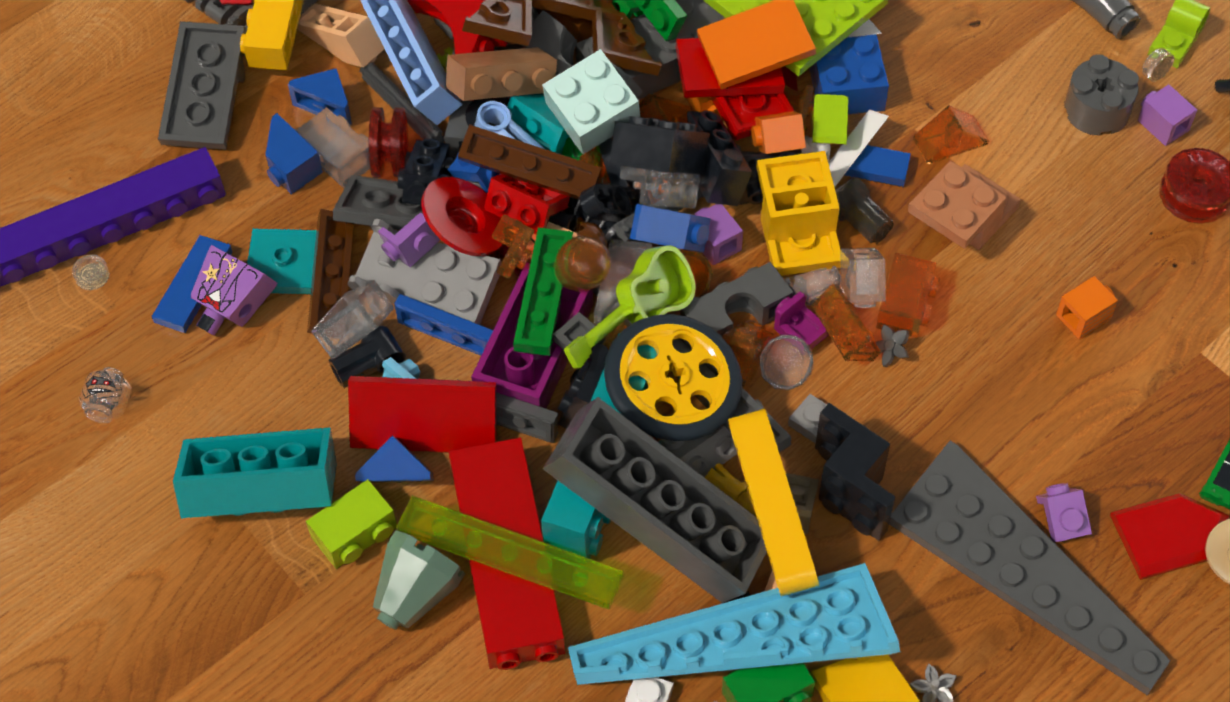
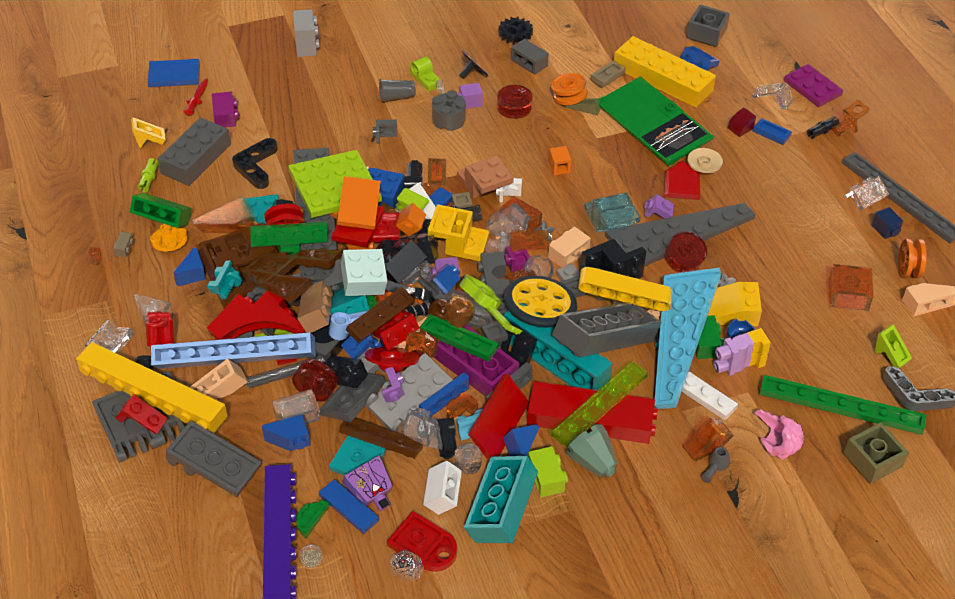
camera: 70 degrees left, 10 degrees down
(157, 243) = (310, 515): none -> green tile
(161, 403) = (424, 540): none -> red tile
(257, 387) = (442, 487): none -> white brick
(320, 91) = (257, 404): blue slope -> none
(327, 401) = (468, 458): none -> clear head
(435, 354) = (460, 405): none -> clear orange bracket
(872, 394) = (568, 247): none -> light nougat brick
(893, 196) = (461, 200): none -> dark tan plate
(909, 108) = (413, 174): none -> black piece
(953, 565) = (690, 243): none -> clear red wheel
(970, 259) = (512, 189): none -> white bracket
(991, 432) = (612, 212): none -> clear light blue bracket
(999, 23) = (385, 128): none -> dark grey bracket

